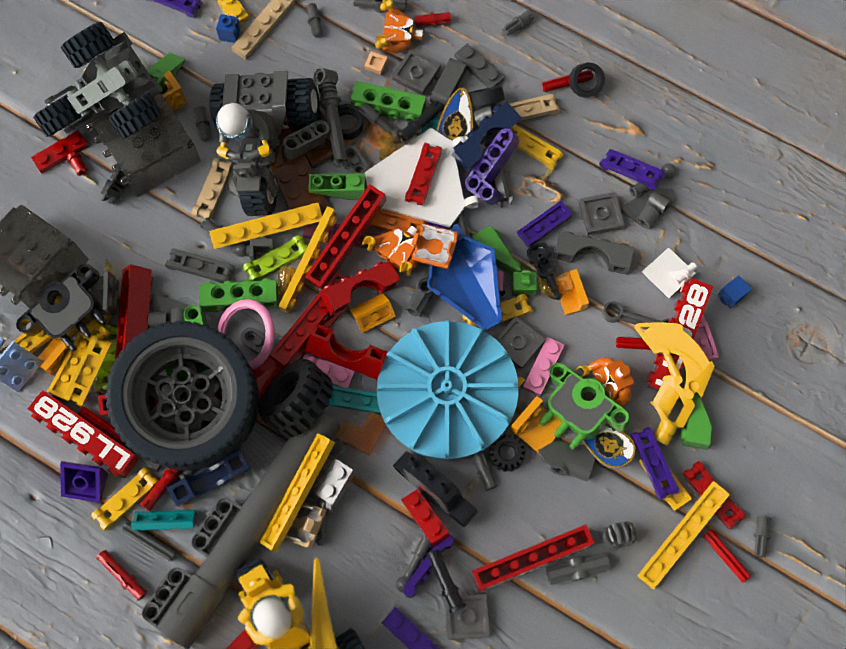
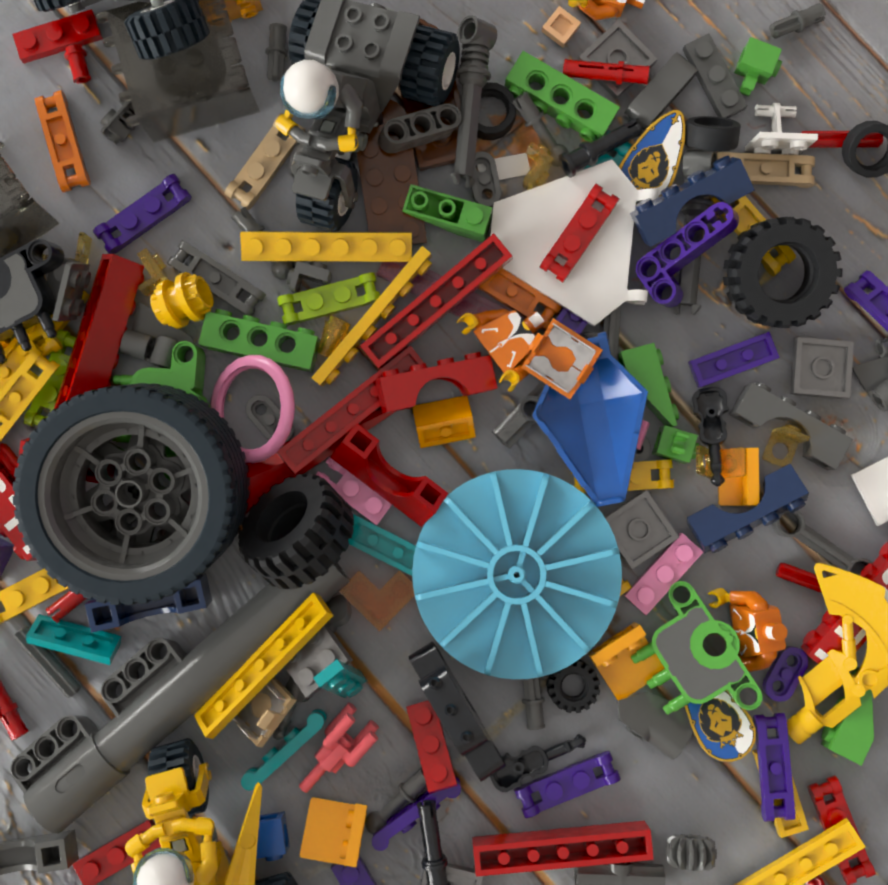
camera: 15 degrees right, 15 degrees up
(78, 211) = (62, 141): none -> orange plate
(142, 240) = (142, 214): none -> dark purple plate
(161, 274) = (154, 265): none -> clear yellow bracket
(182, 282) = (181, 300): none -> yellow piece
(332, 543) = (275, 758): none -> teal plate
(337, 612) = (272, 836): none -> blue brick
(351, 486) = (341, 679): none -> teal plate
(363, 539) = (340, 747): none -> coral plant
(368, 150) = (510, 166): none -> white sticker
(376, 595) = (333, 832): none -> light orange bracket
(410, 79) = (606, 71): none -> red pin
(484, 520) = (531, 762): none -> black piece
(502, 52) = (757, 64): none -> bright green brick
(523, 519) = (567, 784): none -> dark purple plate
(526, 89) = (776, 140): none -> white plate
(568, 324) = (716, 527): none -> dark blue arch
(572, 146) = (818, 280): none -> black tyre
(593, 259) = (790, 437): none -> clear yellow bracket
(642, 406) = (785, 673): none -> dark purple plate

